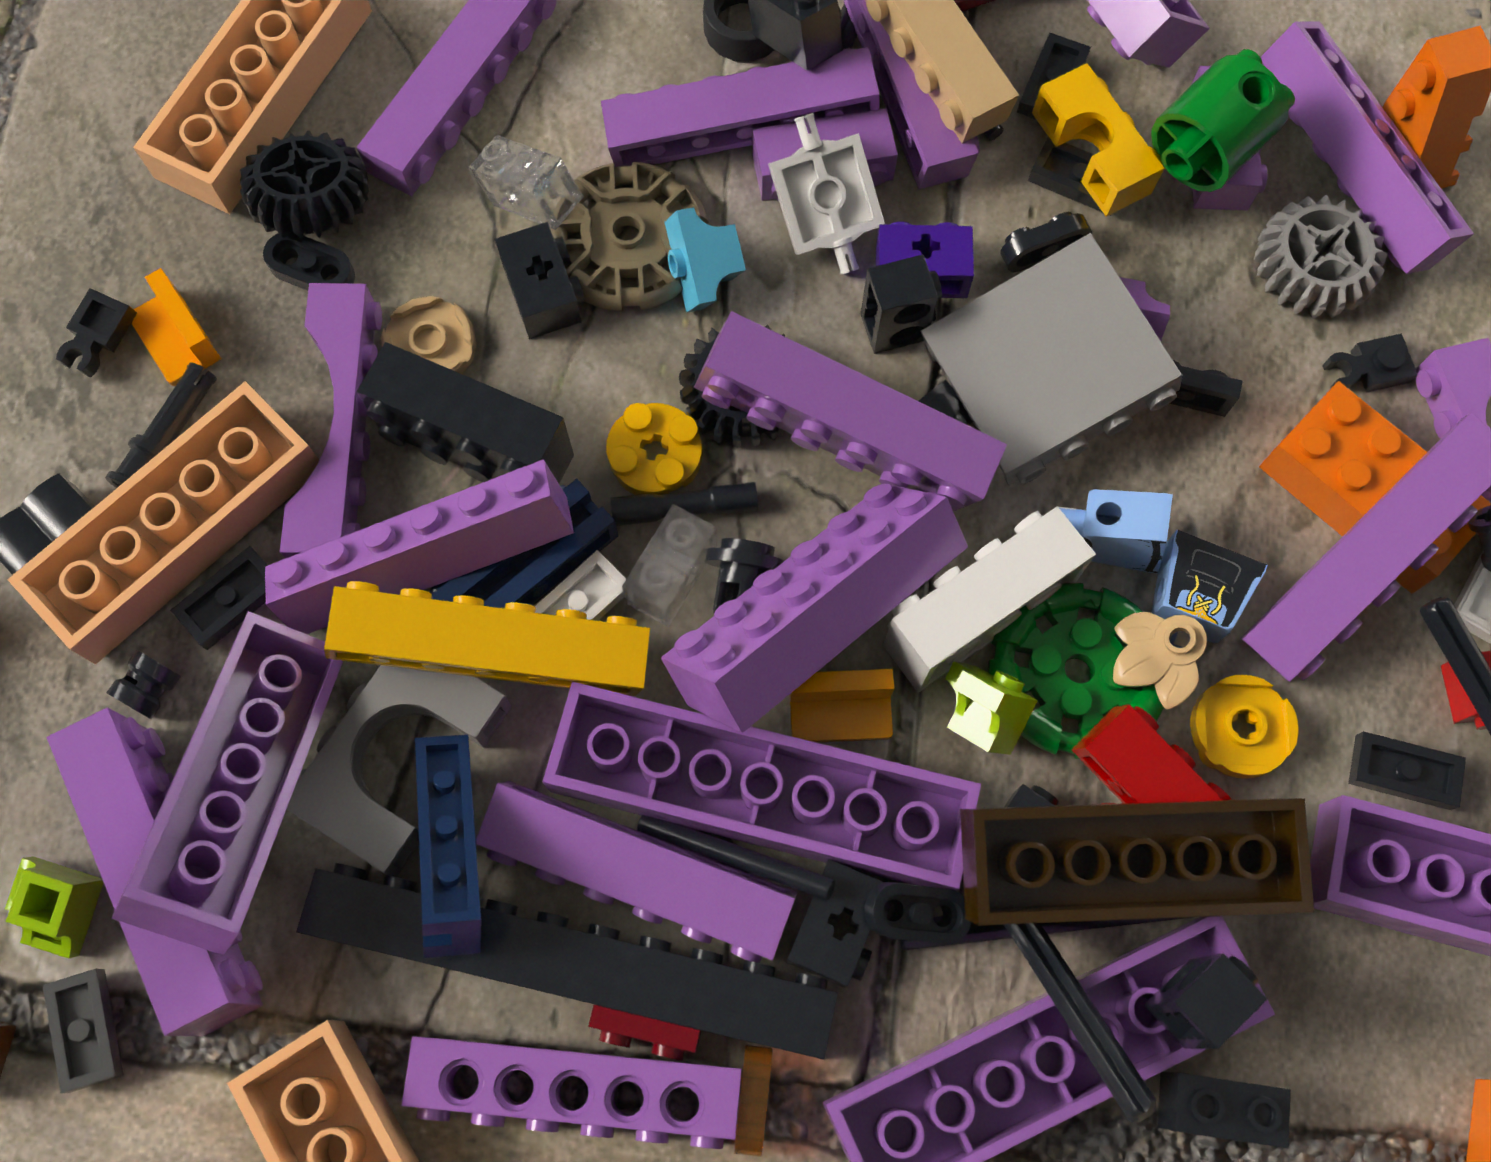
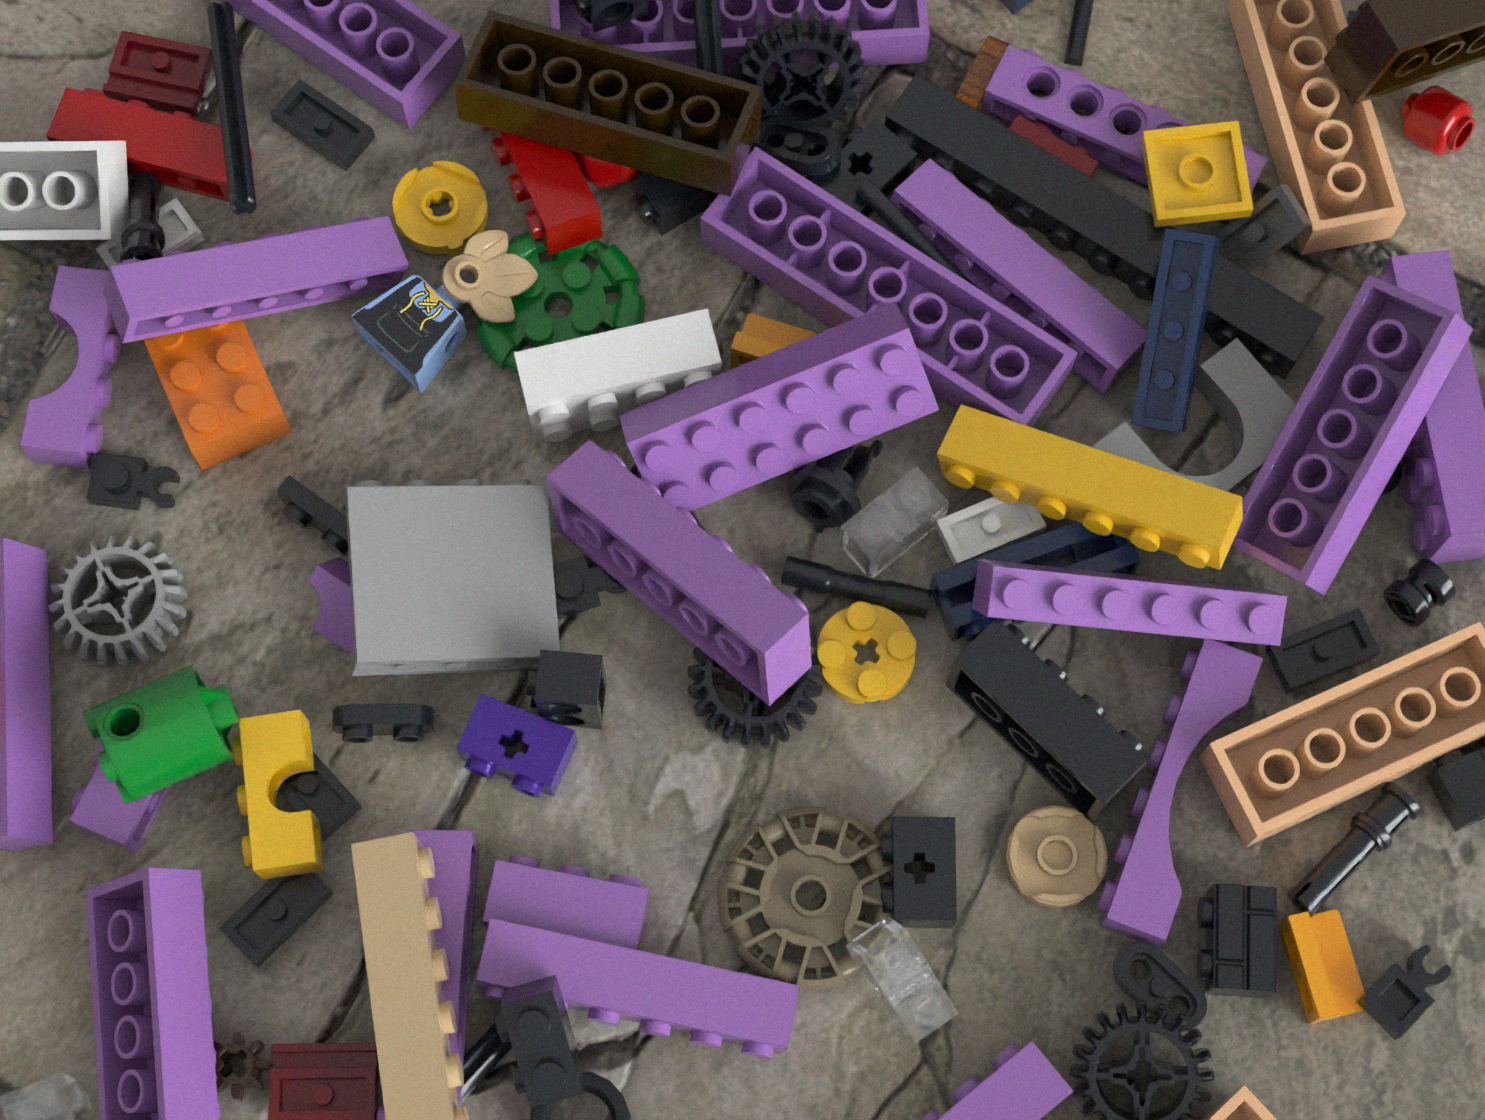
camera: 160 degrees left, 0 degrees up
(248, 319) = (1239, 940): none -> black brick
(388, 1013) = (1272, 224): none -> dark grey plate
(472, 1042) = (1196, 173): none -> yellow plate
(701, 257) = (745, 822): medium azure brick -> none
(826, 193) = (590, 840): white plate -> none
(948, 1002) = (804, 53): none -> black gear
(988, 707) = (659, 286): lime brick -> none
(1124, 527) = (452, 387): light blue torso -> none

